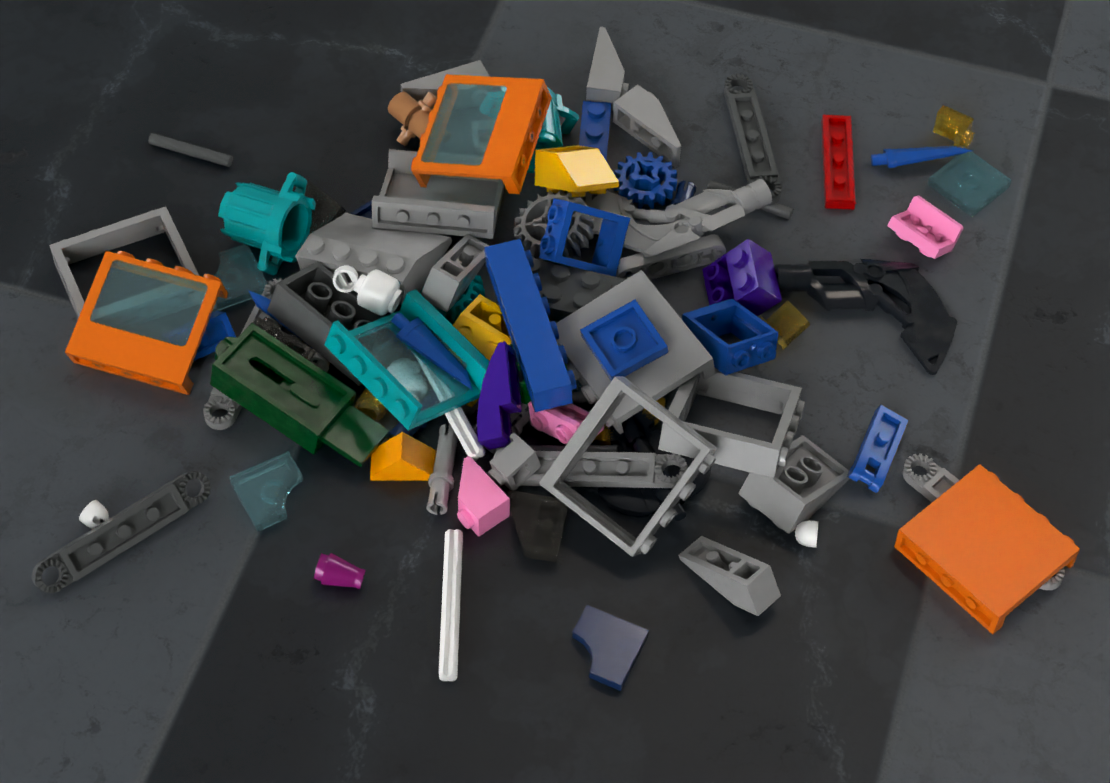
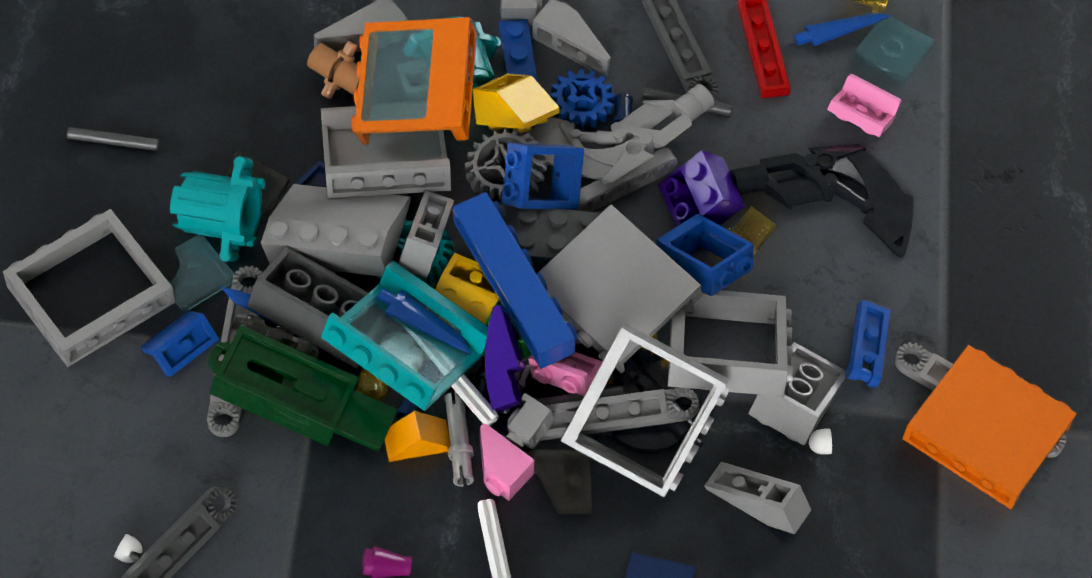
camera: 15 degrees left, 5 degrees up
(144, 320) = (126, 337): panel -> none
(265, 489) = (289, 489): clear light blue tile -> none
(340, 281) = (315, 265): white hinge -> none
(378, 292) = (357, 270): white head -> none
(624, 340) = (612, 282): blue plate -> none

